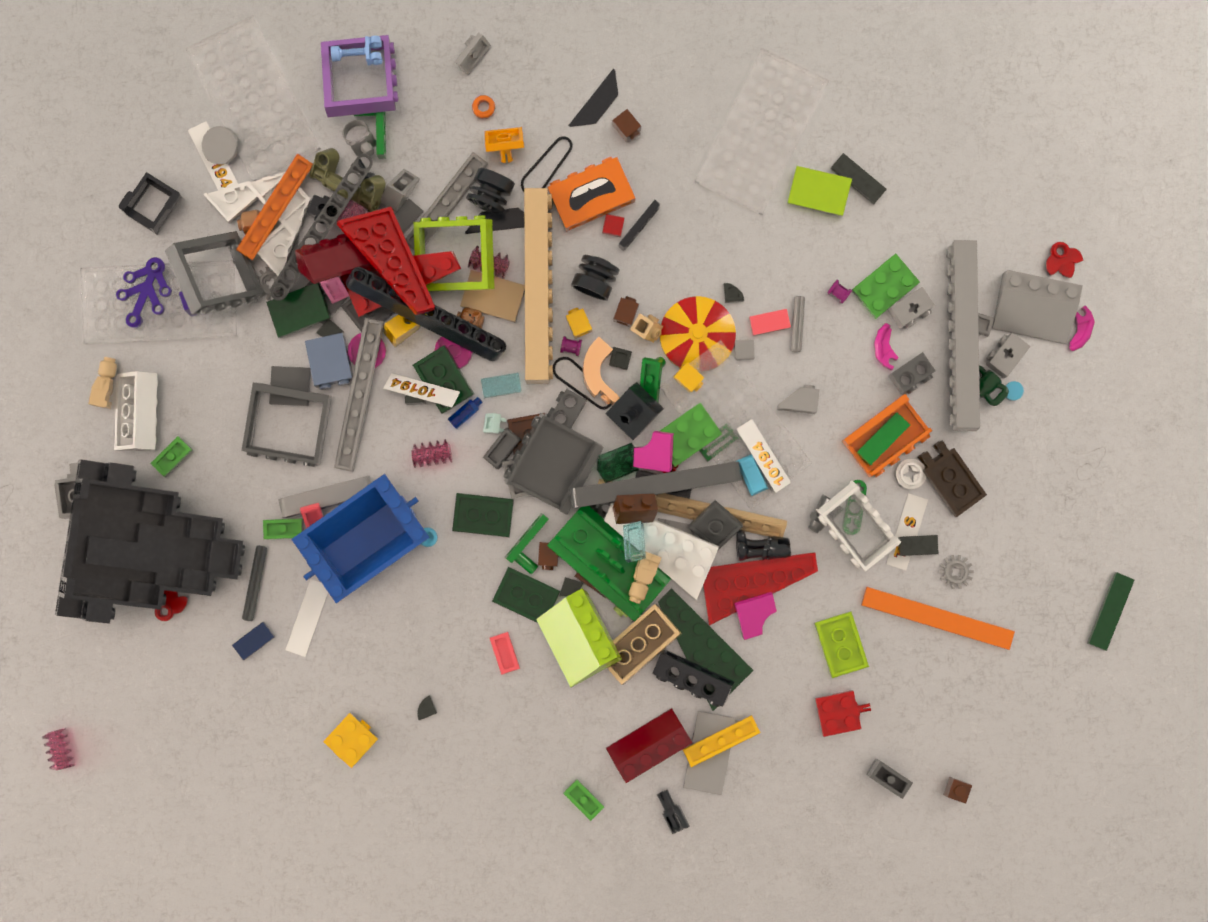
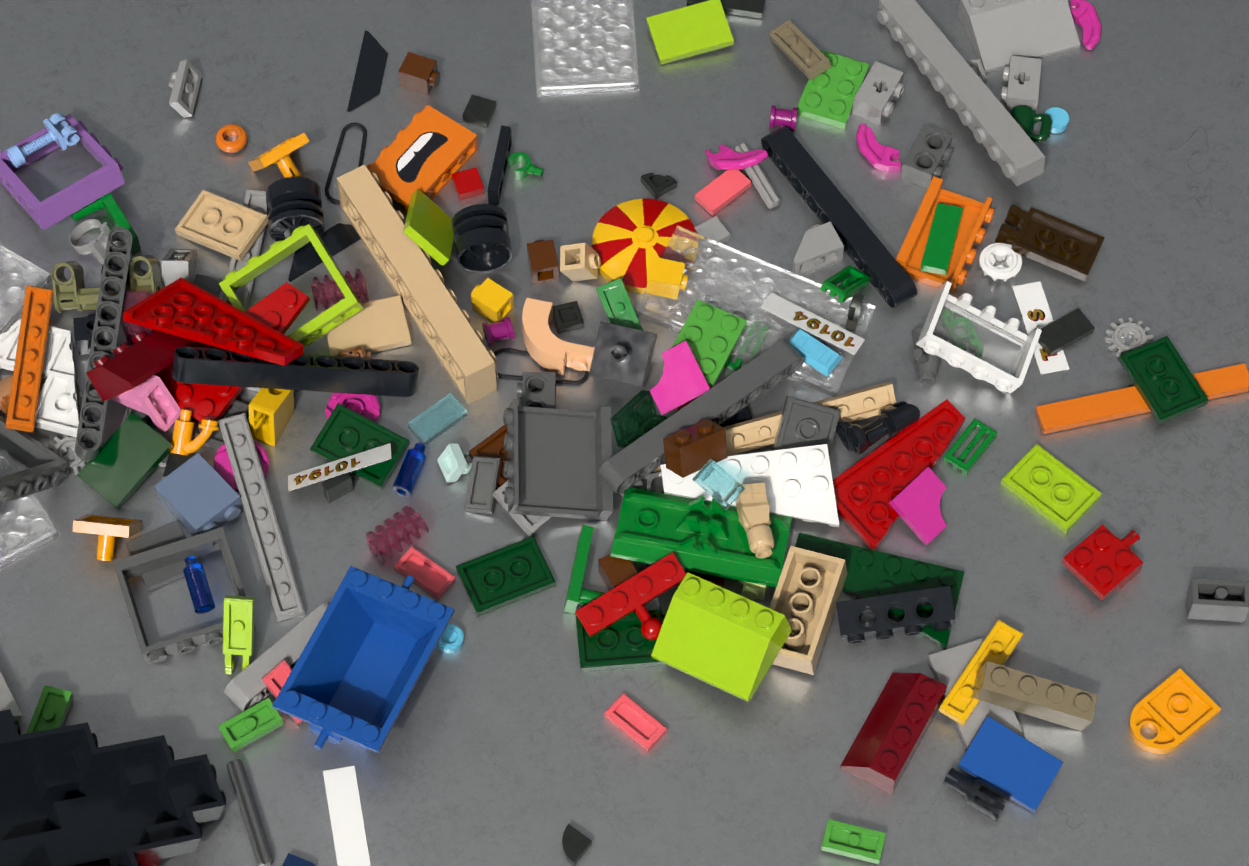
camera: 25 degrees left, 25 degrees down
(263, 353) = (107, 529): none -> light orange tile
(293, 427) = (198, 586): none -> clear blue cylinder
(303, 469) = (238, 630): none -> lime hinge
(340, 313) = (183, 433): none -> light orange plant
(436, 486) = (427, 574): none -> coral tile
(442, 171) = (222, 225): none -> tan tile
(544, 578) = (632, 597): none -> red plate
(565, 254) = (429, 227): none -> lime tile
(651, 174) = (479, 110): none -> pearl dark grey tile
(658, 237) = (529, 168): none -> green piece
(702, 806) = (1010, 763): none -> blue tile
(740, 777) = (1034, 696): none -> dark tan brick
(788, 307) = (731, 160): none -> dark pink piece
(791, 440) = (849, 286): none -> green tile
(793, 463) = (854, 312): none -> pearl dark grey tile
(795, 595) = (958, 462): none -> green tile
(818, 827) = (1173, 712): none -> light orange tile
(829, 384) = (831, 206): none -> black beam
(880, 247) = (799, 50): none -> dark tan plate
(955, 615) = (1163, 380): none -> dark green tile

